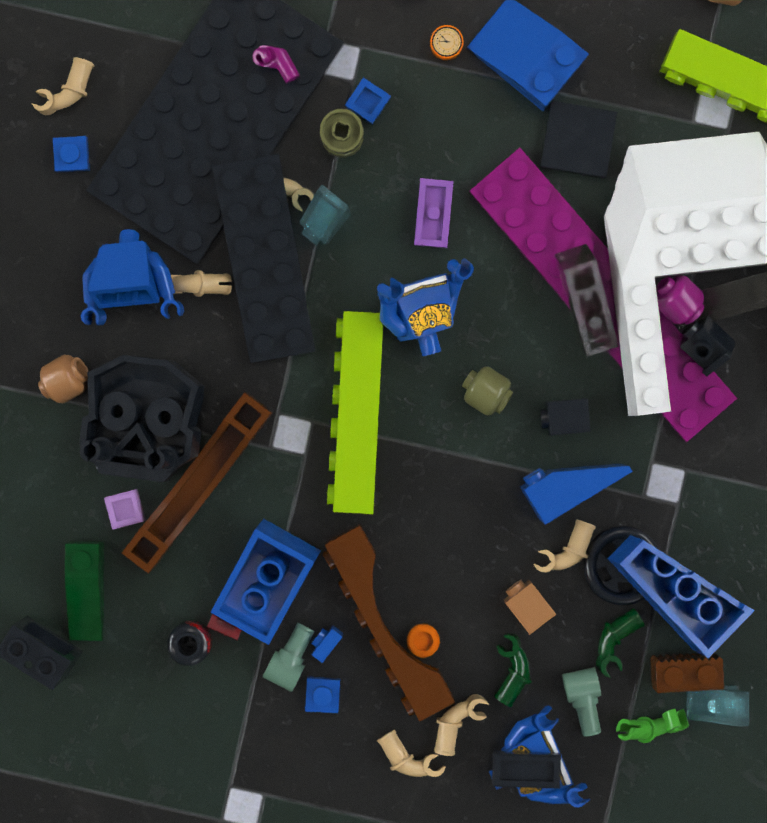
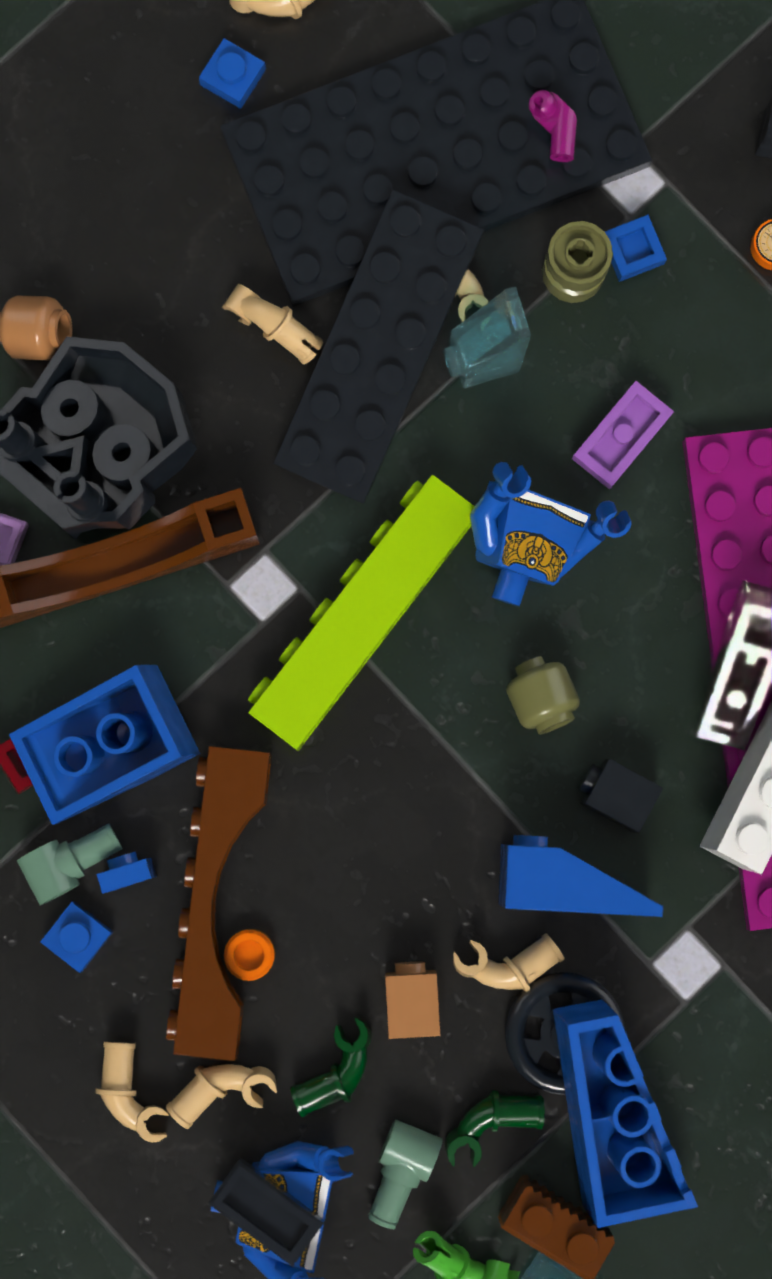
camera: 30 degrees right, 5 degrees down
(126, 276) = (195, 254): blue torso -> none

